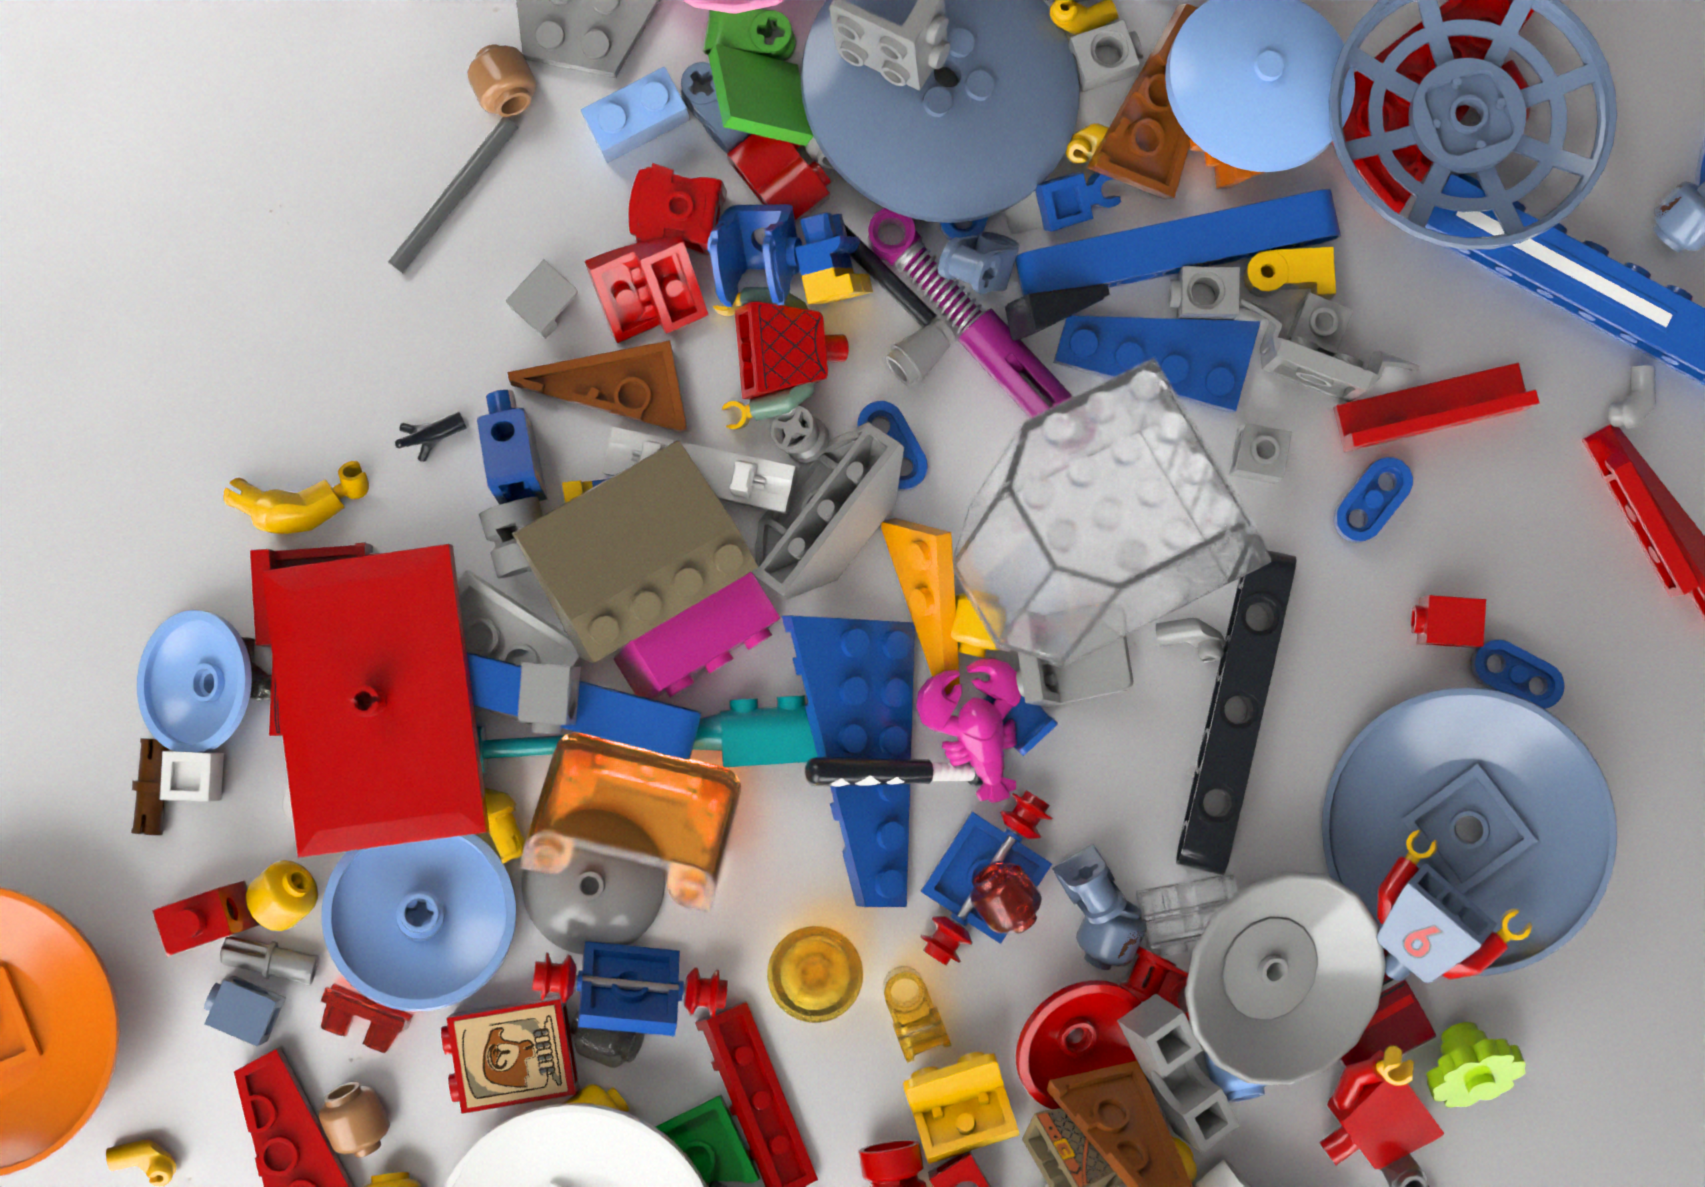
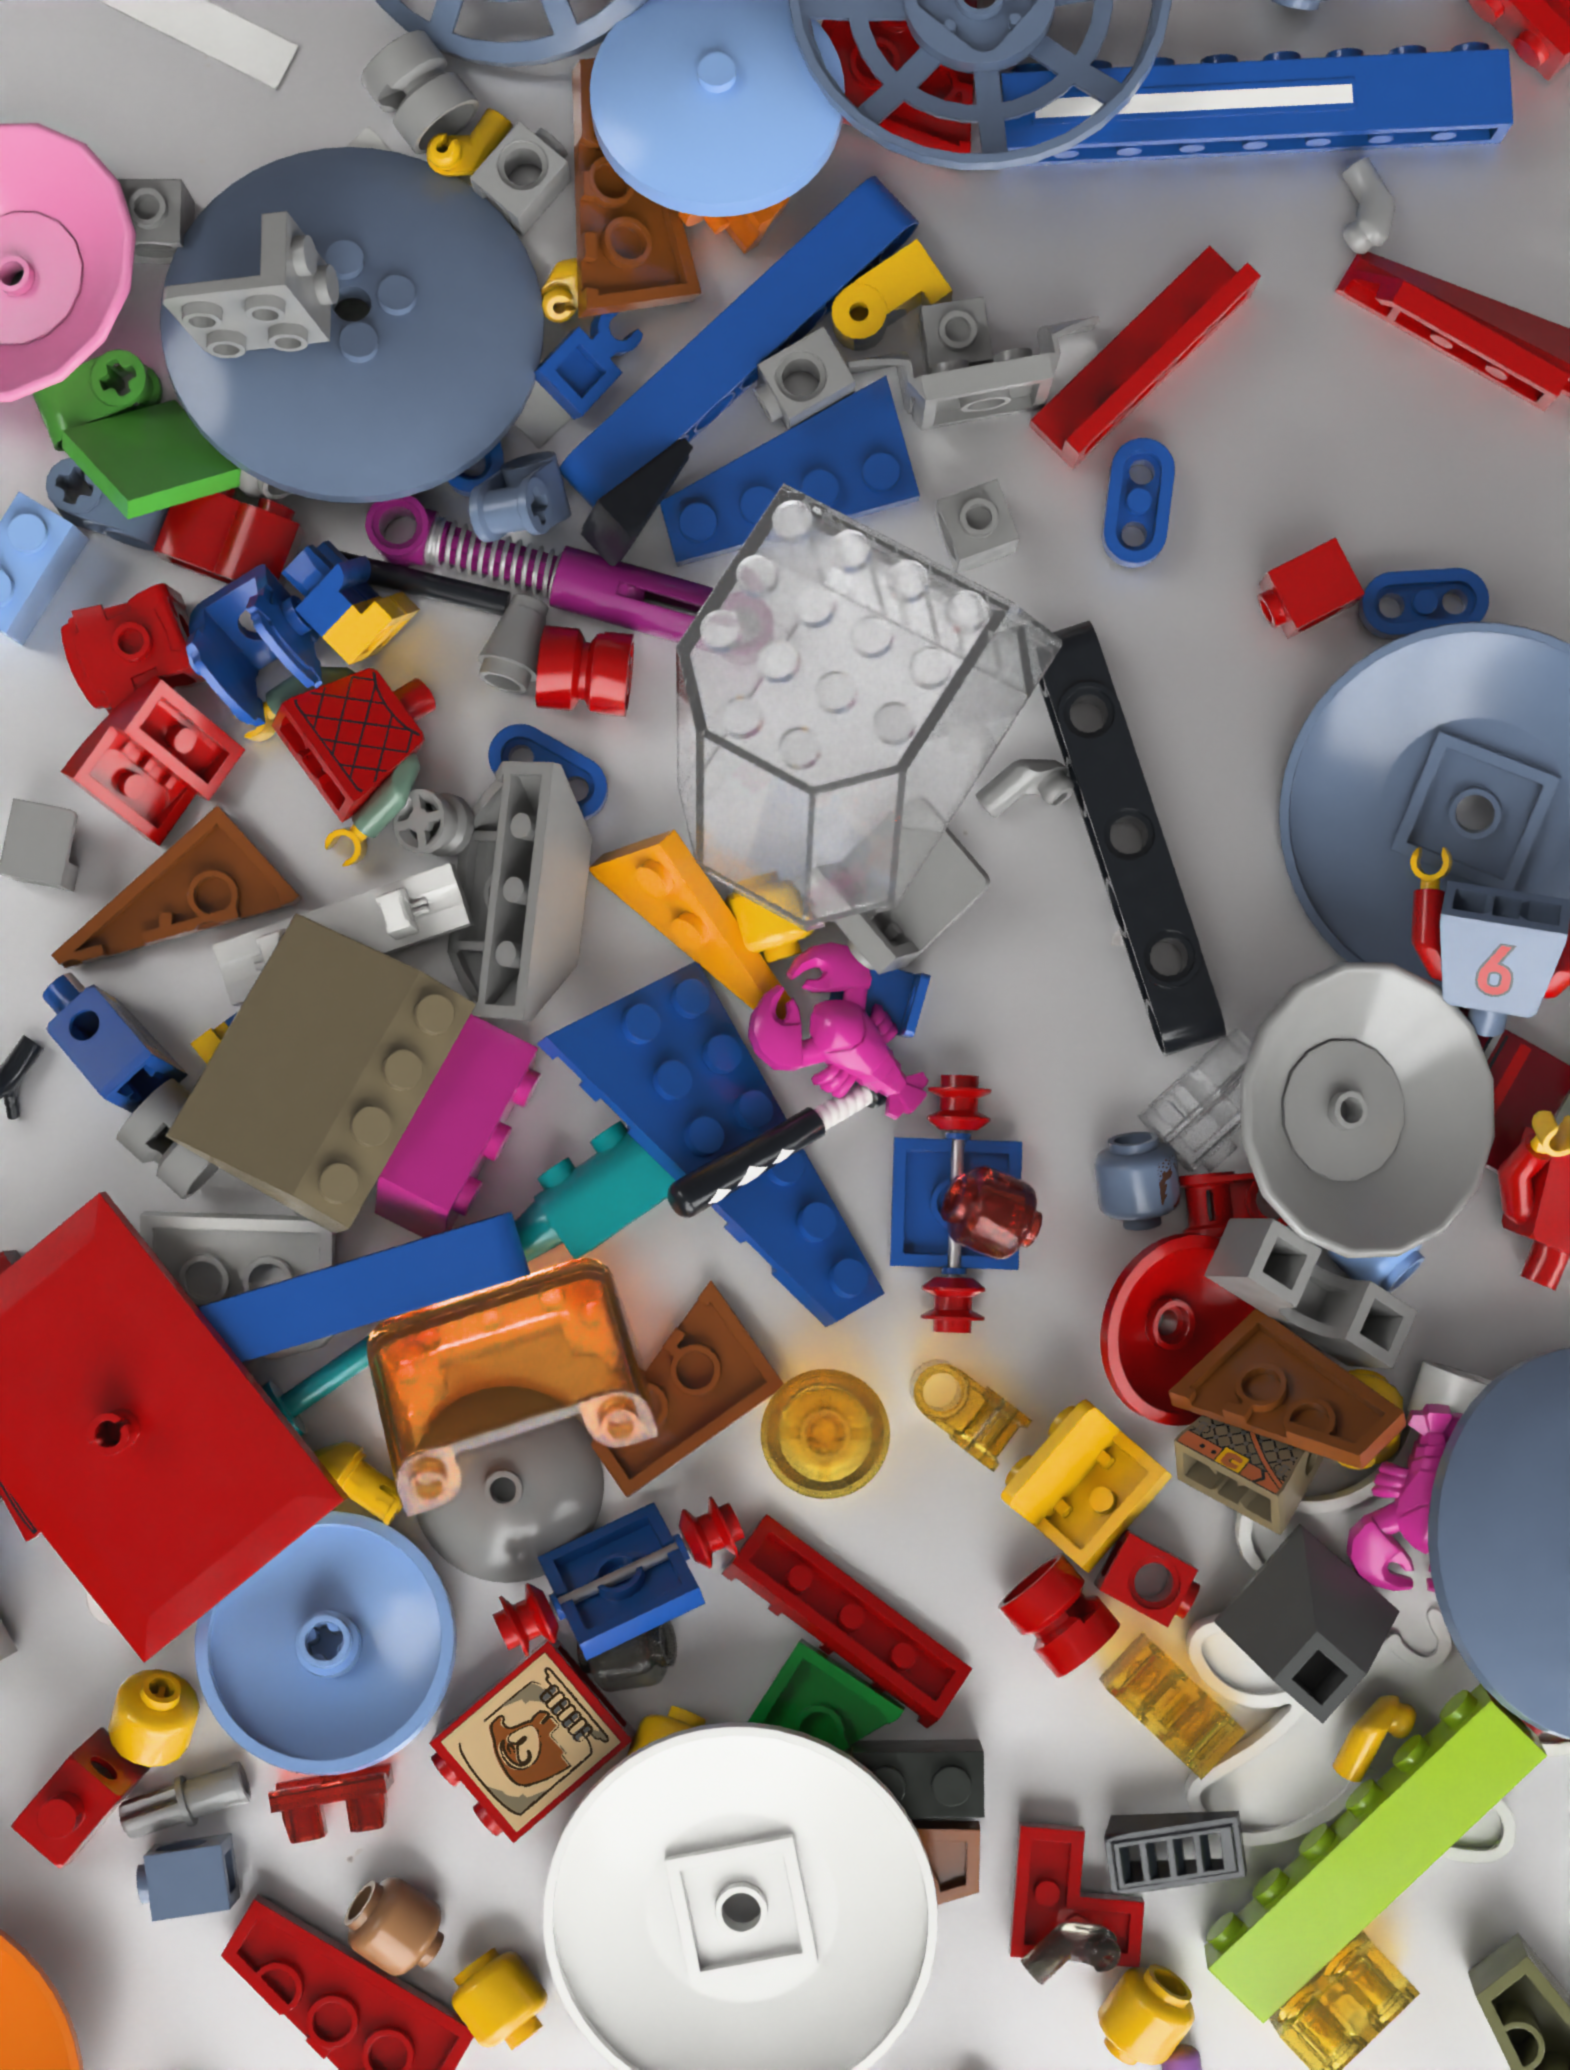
camera: 25 degrees left, 0 degrees up
(548, 696) = (320, 1298): light grey brick -> none
(753, 895) = (698, 1387): none -> dark orange wing
(954, 395) = (586, 671): none -> red wheel
(1091, 885) = (1081, 1139): sand blue piece -> none

